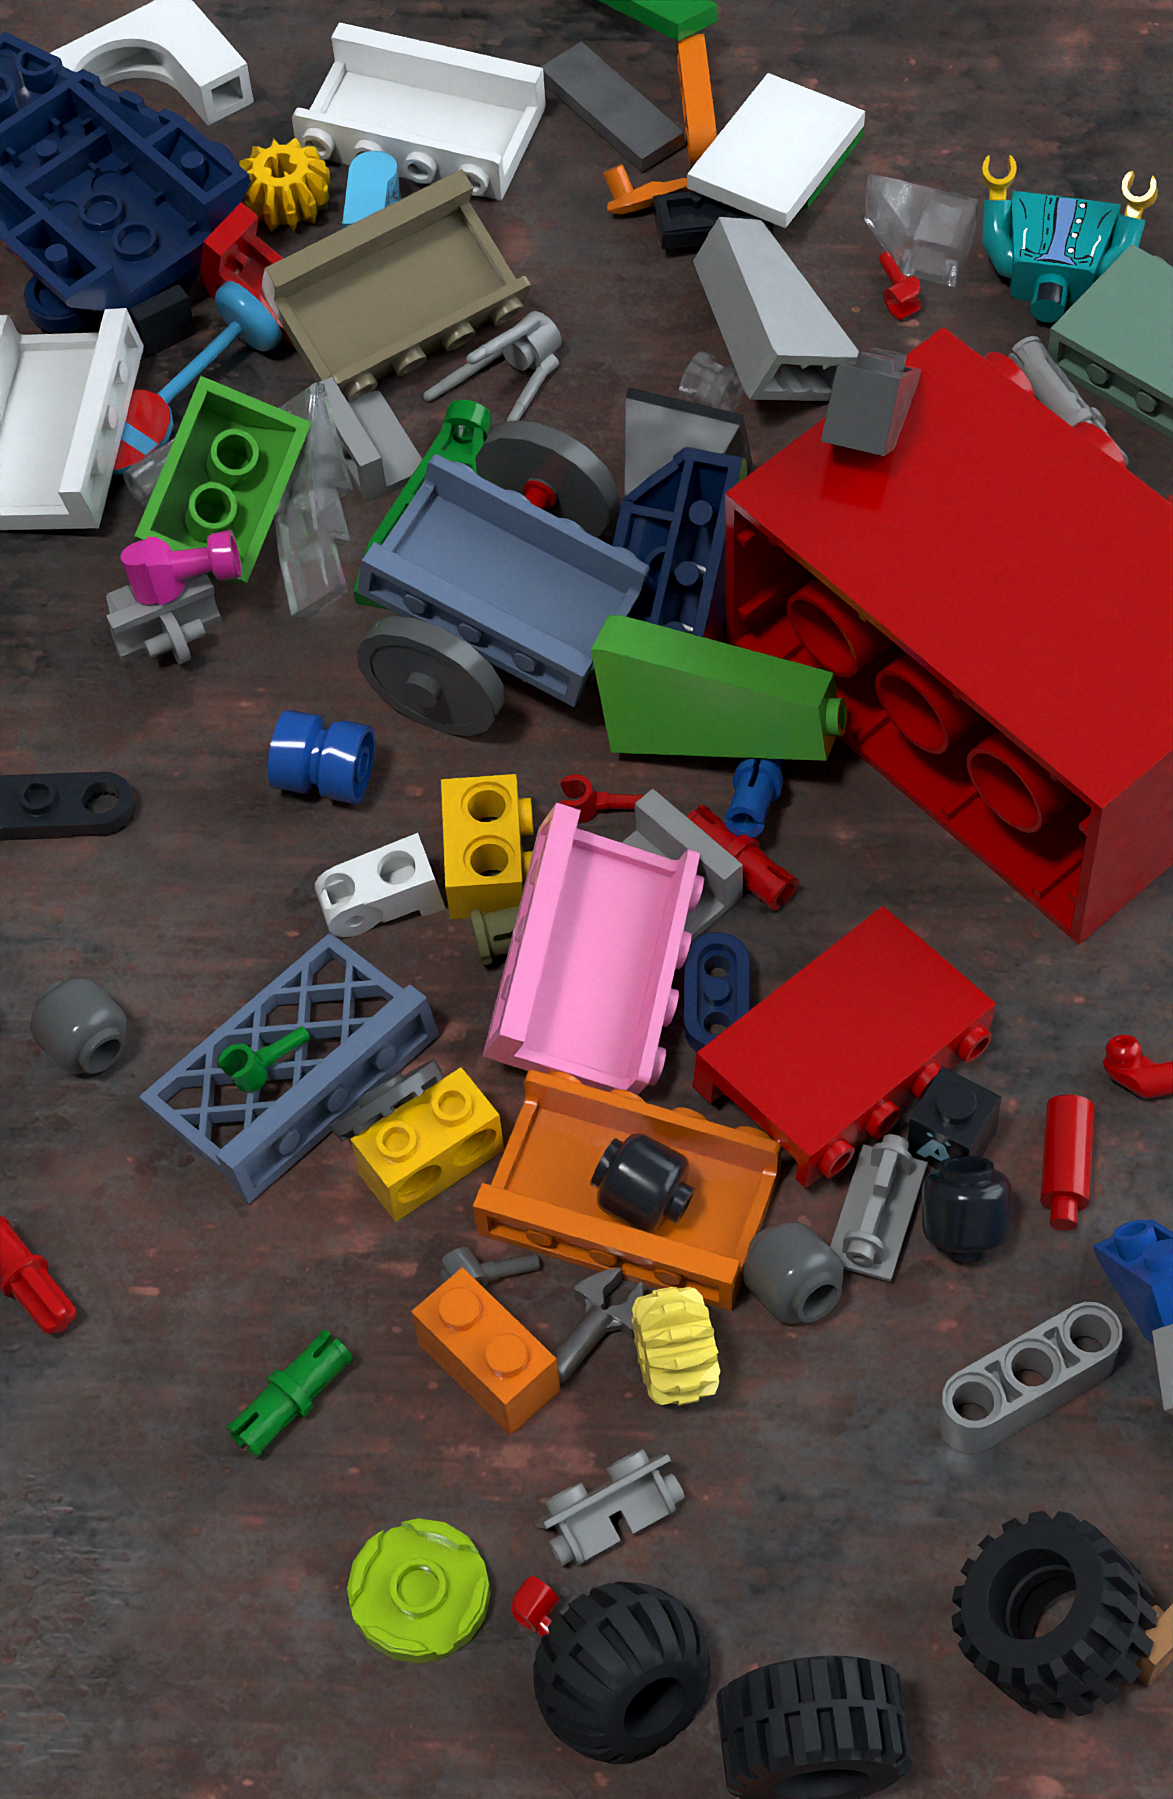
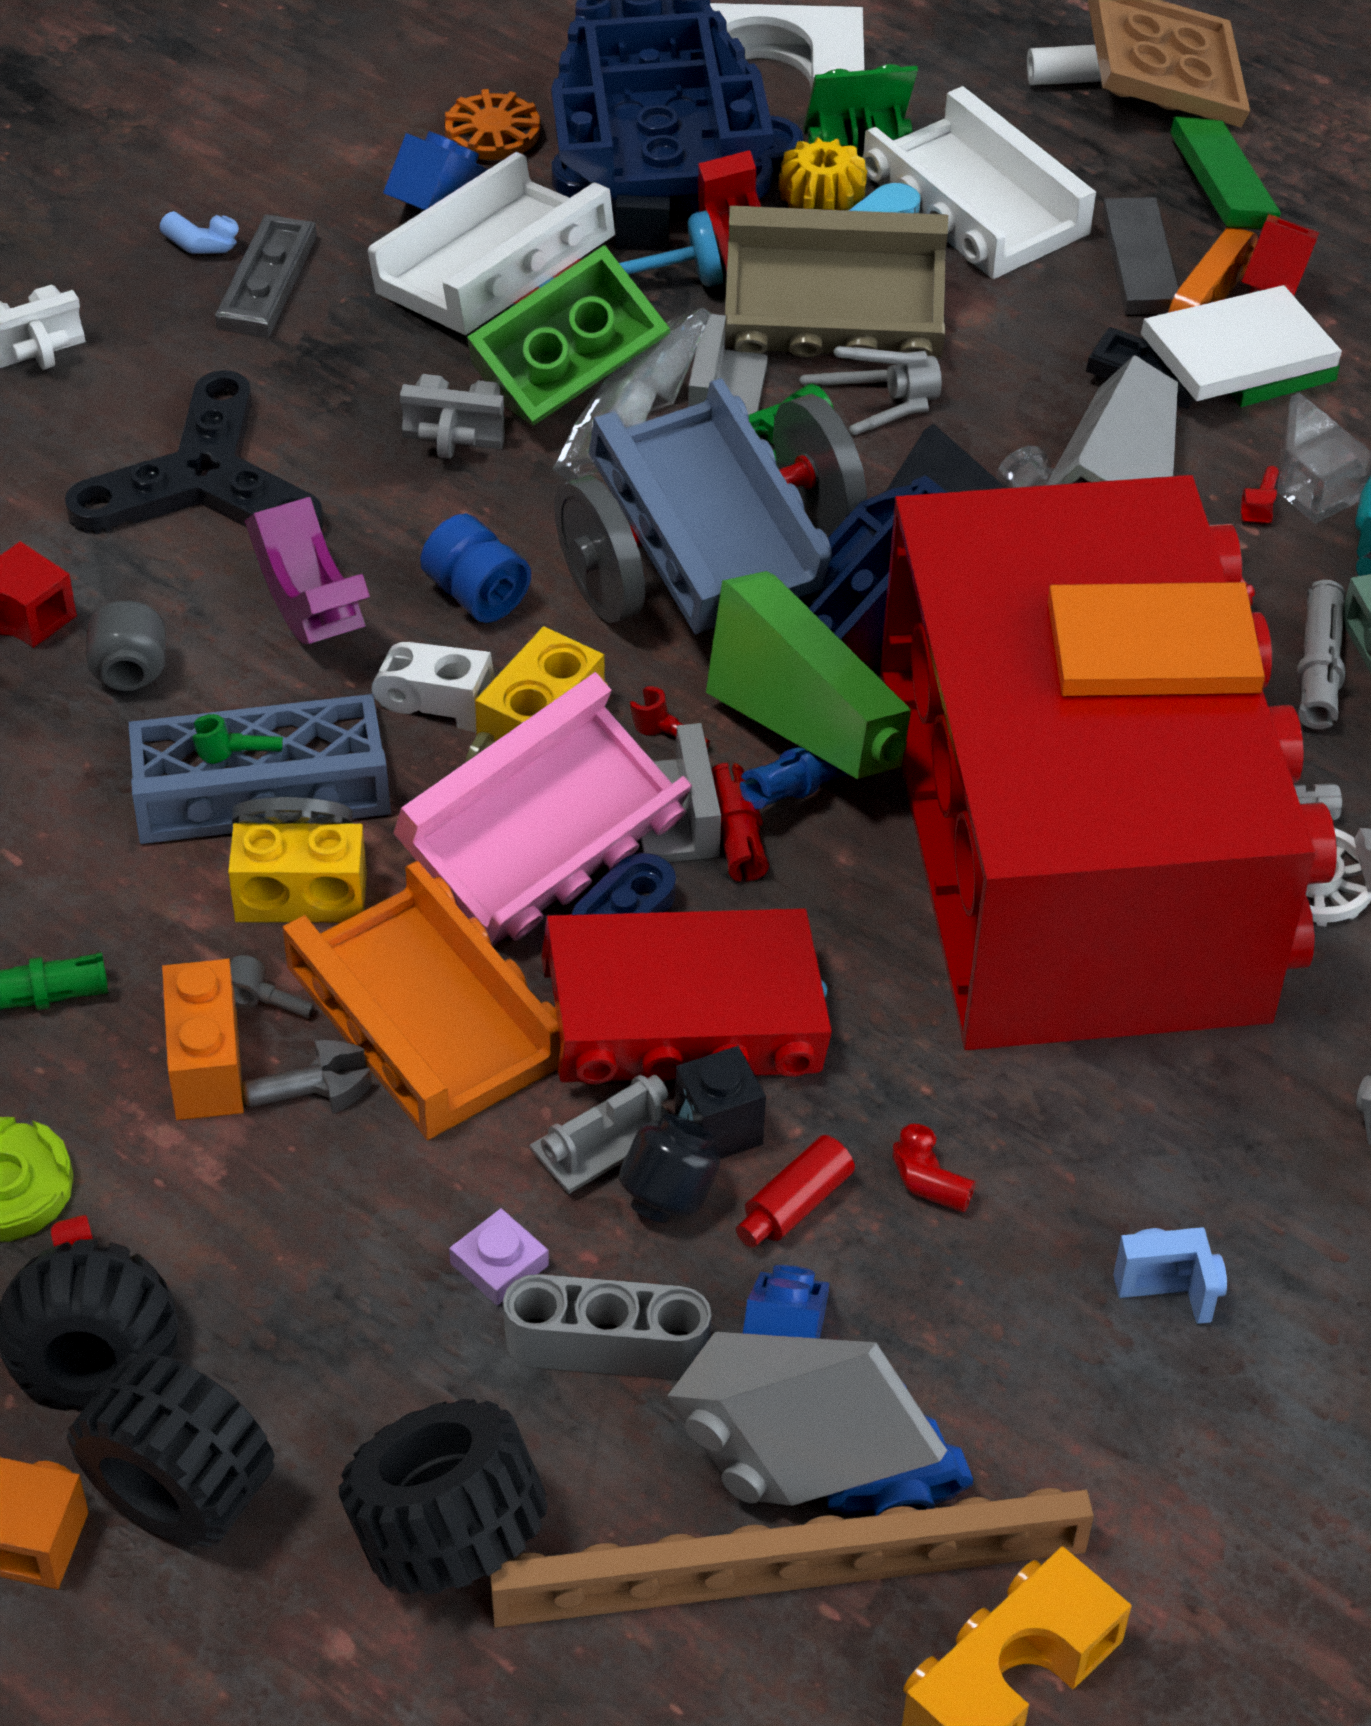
camera: 30 degrees right, 10 degrees down
(159, 573) = (465, 372): dark pink leg -> none
(178, 861) = (302, 573): none -> magenta arch
(263, 97) = (861, 101): none -> green hinge
(584, 1516) = (167, 1200): light grey hinge -> none
(629, 199) = (1090, 321): orange bar -> none
(642, 1182) = (428, 991): black head -> none
(675, 1345) = (342, 1120): light yellow gear -> none
(743, 47) = (1280, 255): none -> red brick
(793, 1273) = (490, 1132): dark grey head -> none
(870, 401) = (1065, 481): dark grey slope -> none
(884, 1374) = (498, 1255): none -> lavender plate
(1050, 504) = (1154, 639): none -> orange tile

